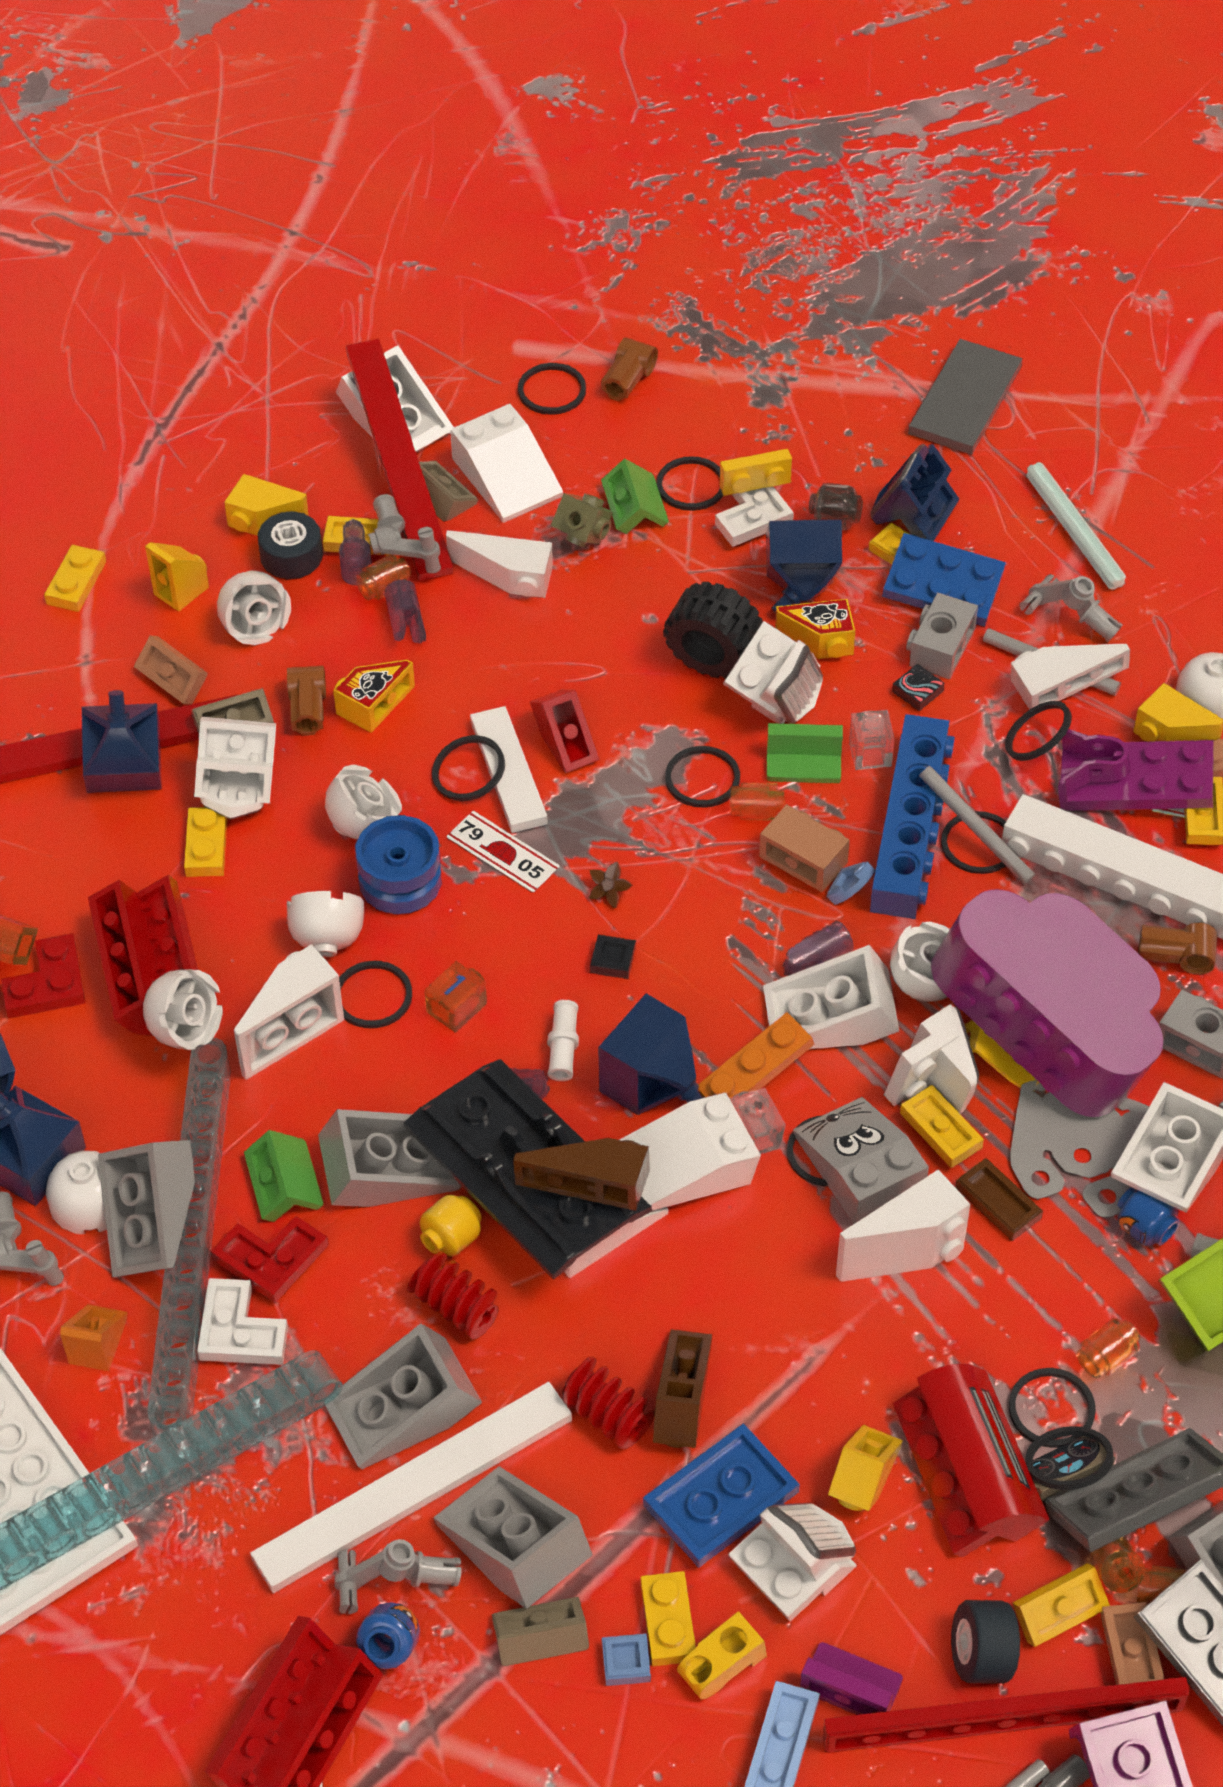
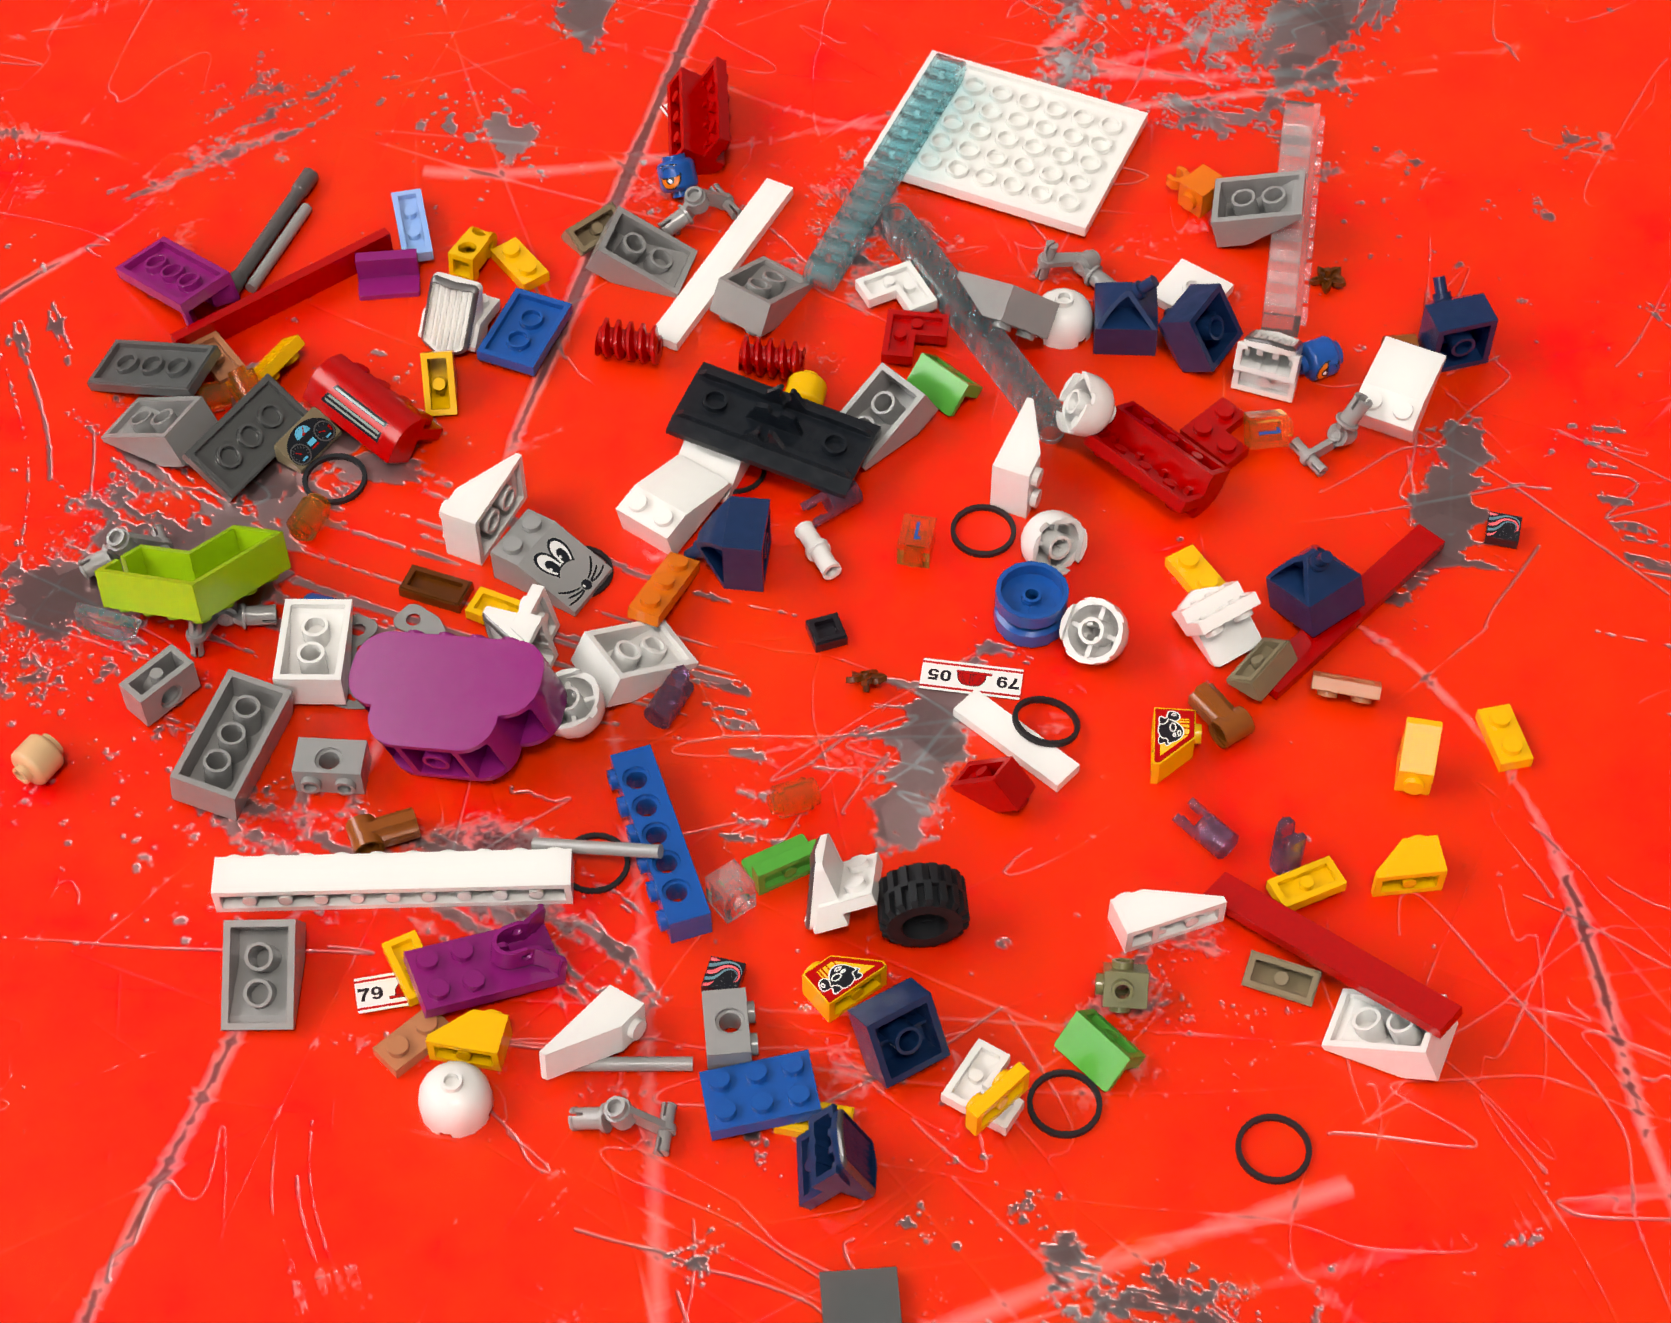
camera: 150 degrees right, 0 degrees up
(93, 1336) = (983, 242): orange slope -> none
(253, 607) = (1333, 762): white cylinder -> none
(290, 545) = (1355, 841): black wheel -> none
(379, 574) = (1250, 849): clear orange brick -> none
(388, 539) = (1269, 867): light grey pin -> none
(504, 463) = (1242, 1021): white slope -> none
(592, 1170) = (709, 405): reddish brown slope -> none
(626, 1659) = (534, 236): medium blue tile -> none
(631, 362) = (1213, 1205): dark orange piece -> none
(682, 1389) = (586, 373): reddish brown slope -> none
(698, 750) = (856, 786): black piece -> none
(760, 1119) = (639, 548): clear brick -> none
(804, 847) = (727, 765): nougat brick -> none
(836, 503) = (906, 1121): clear smoke head -> none
(850, 881) = (678, 766): medium blue tile -> none
(985, 1641) = (312, 316): black wheel -> none
(1049, 745) = (601, 944): black piece -> none
(1073, 1484) = (289, 457): black piece -> none
(1076, 526) = (671, 1230): light aqua axle -> none

